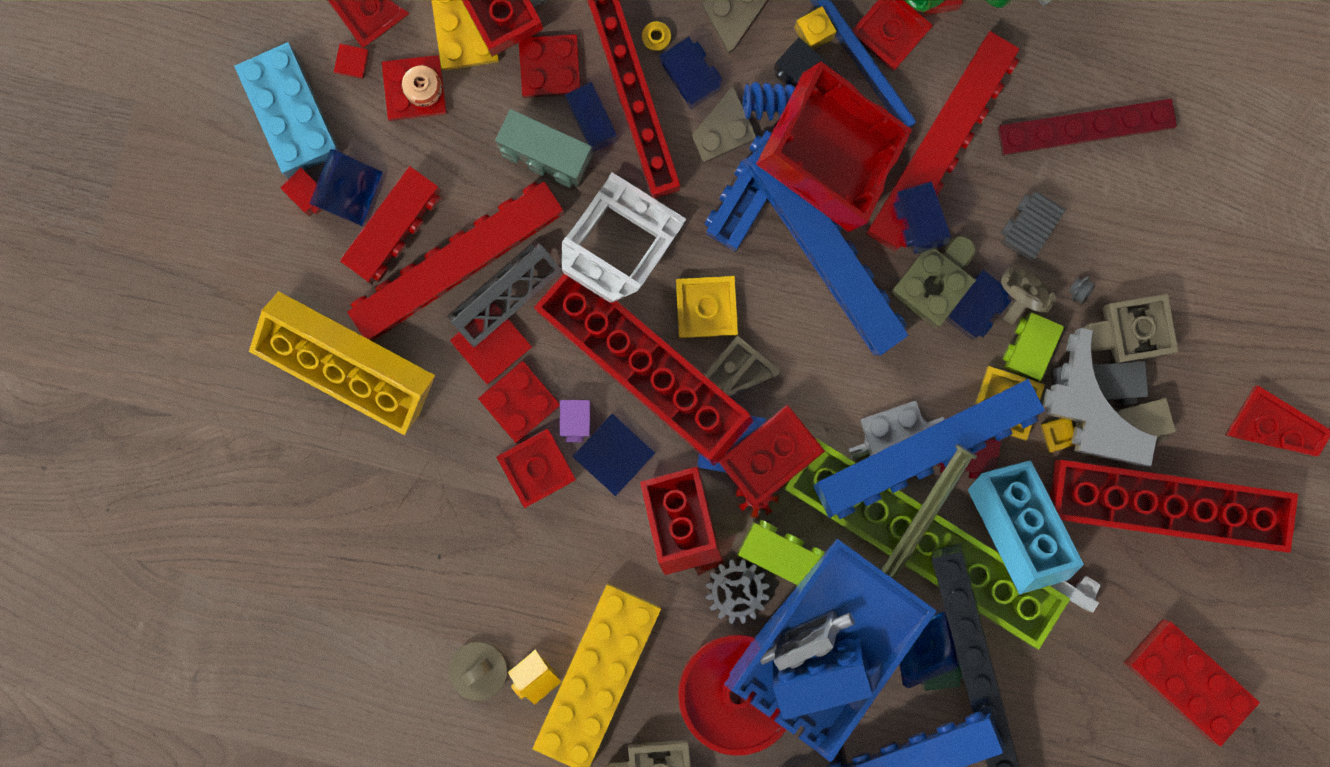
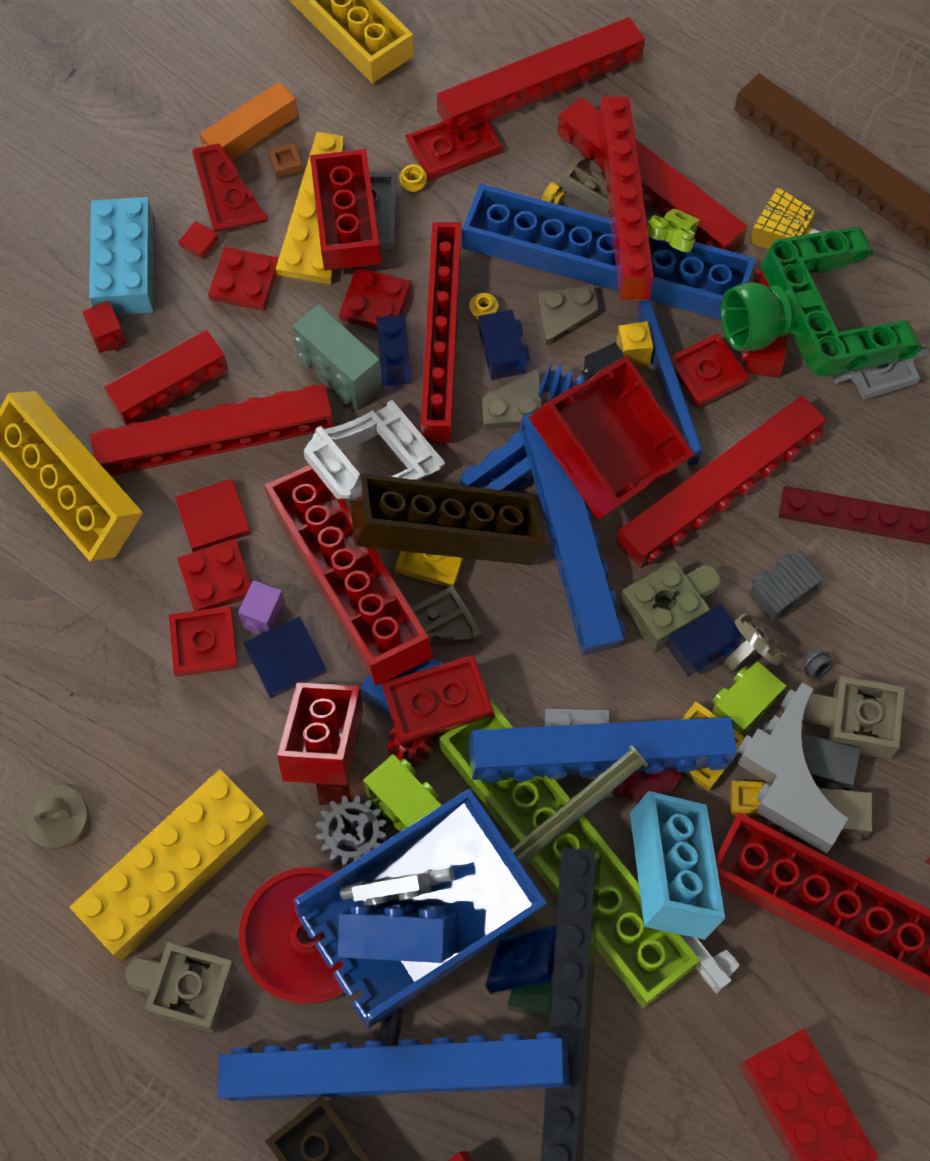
camera: 25 degrees right, 20 degrees down
(346, 187) = (141, 331): clear blue tile -> none
(424, 95) = (249, 268): light nougat head -> none
(497, 285) = (240, 463): dark grey fence -> none
(533, 678) = (105, 840): yellow brick -> none
(715, 286) = (445, 519): none -> dark brown brick
(922, 218) = (675, 529): clear blue brick -> none

